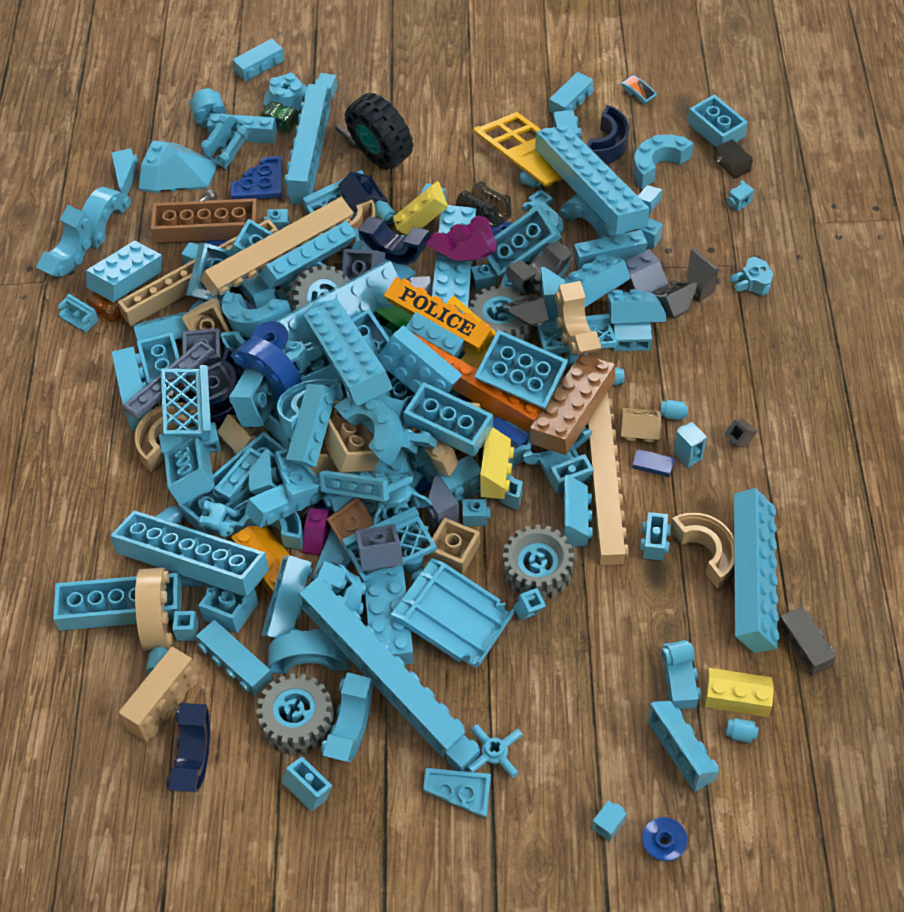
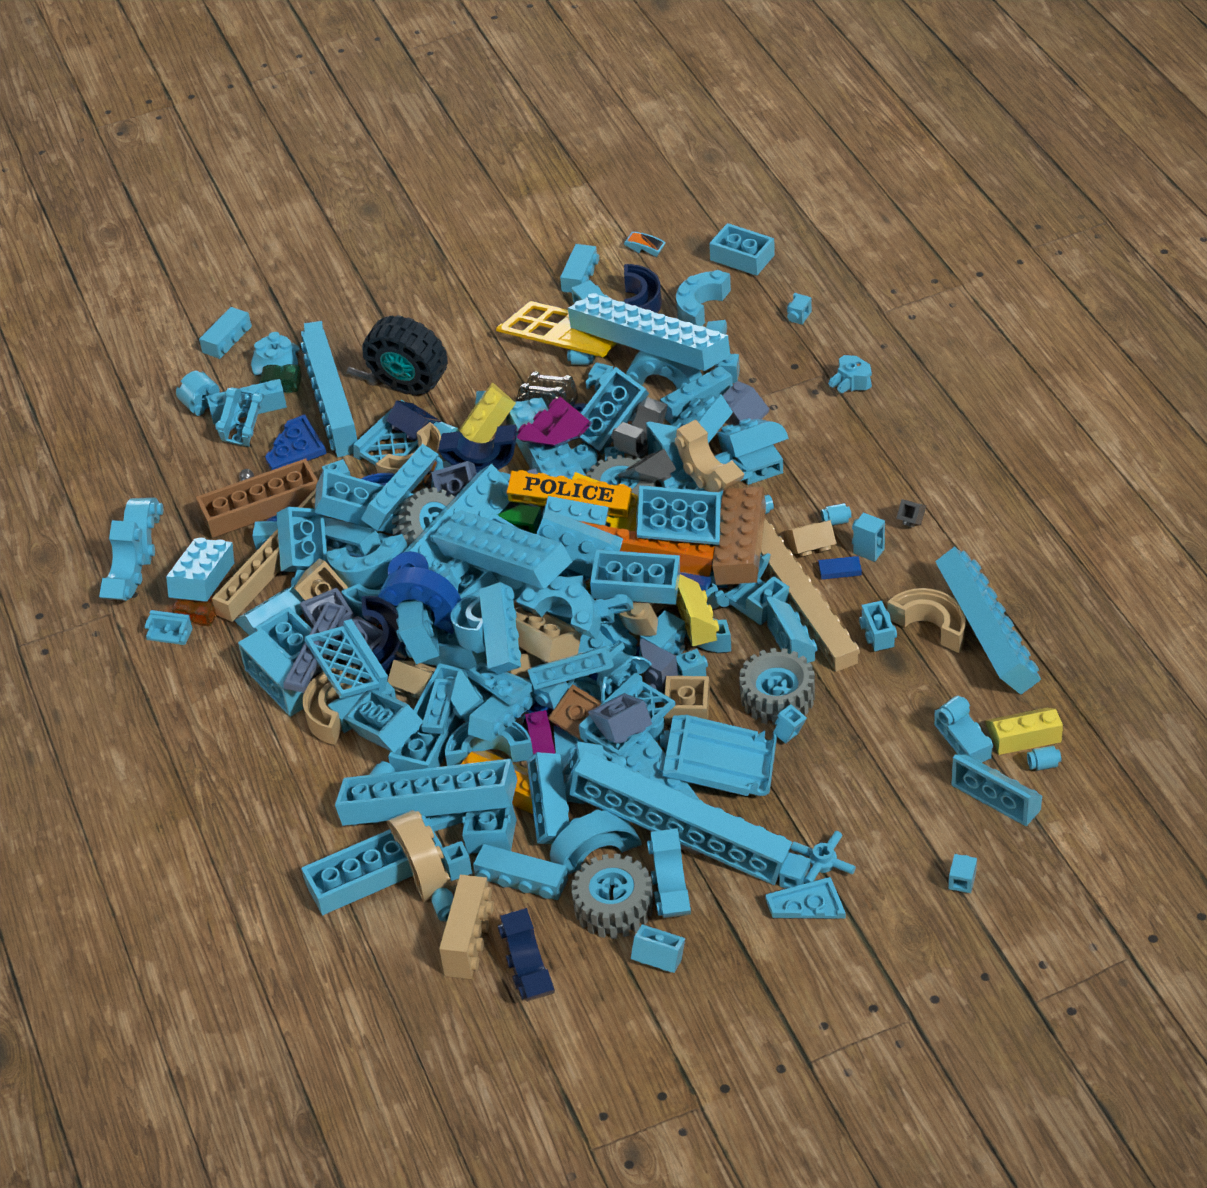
camera: 20 degrees left, 10 degrees down
(125, 168) = (136, 476): medium azure slope -> none
(174, 167) = (194, 461): medium azure wedge -> none
(216, 516) = (434, 751): medium azure animal -> none
(255, 257) = (363, 489): tan brick -> none
(666, 829) = (1021, 863): blue dish -> none
(677, 297) = (788, 414): dark grey slope -> none
(703, 273) = (799, 388): dark grey slope -> none
(733, 158) = (774, 277): clear smoke brick -> none
(807, 640) = (1065, 665): dark grey brick -> none

